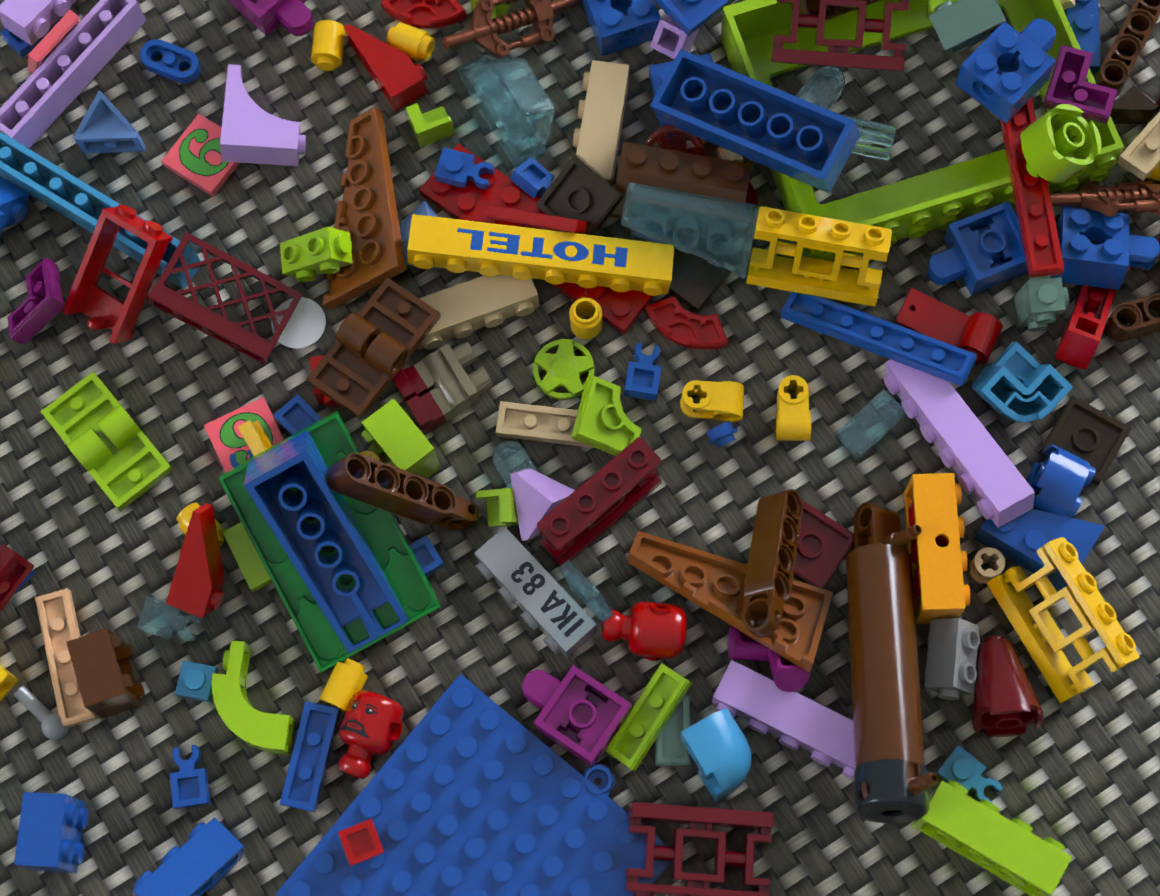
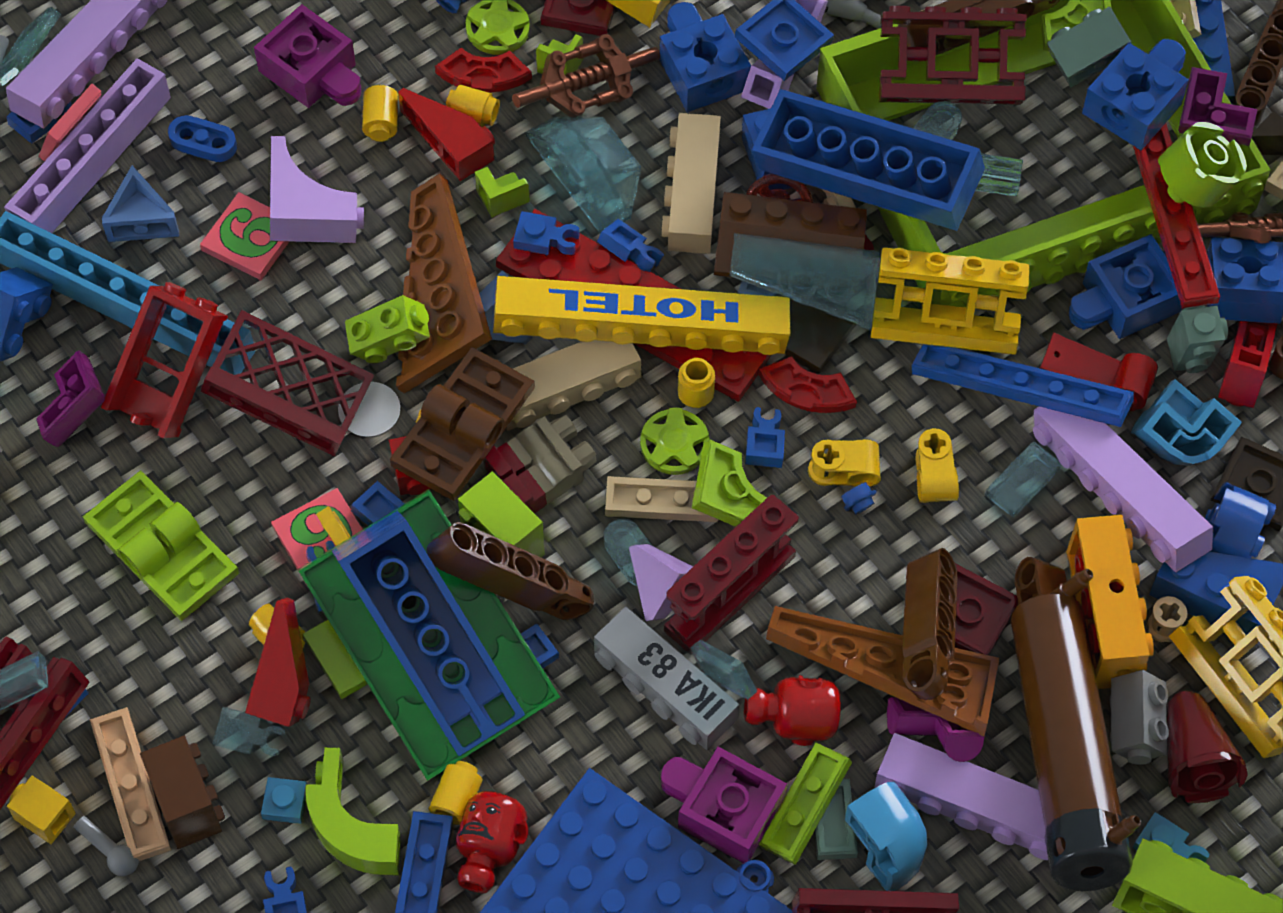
camera: 10 degrees left, 10 degrees down
(500, 507) = (617, 587): lime panel -> none
(535, 219) = (631, 277): red tile -> none
(581, 195) = (679, 254): dark brown tile -> none

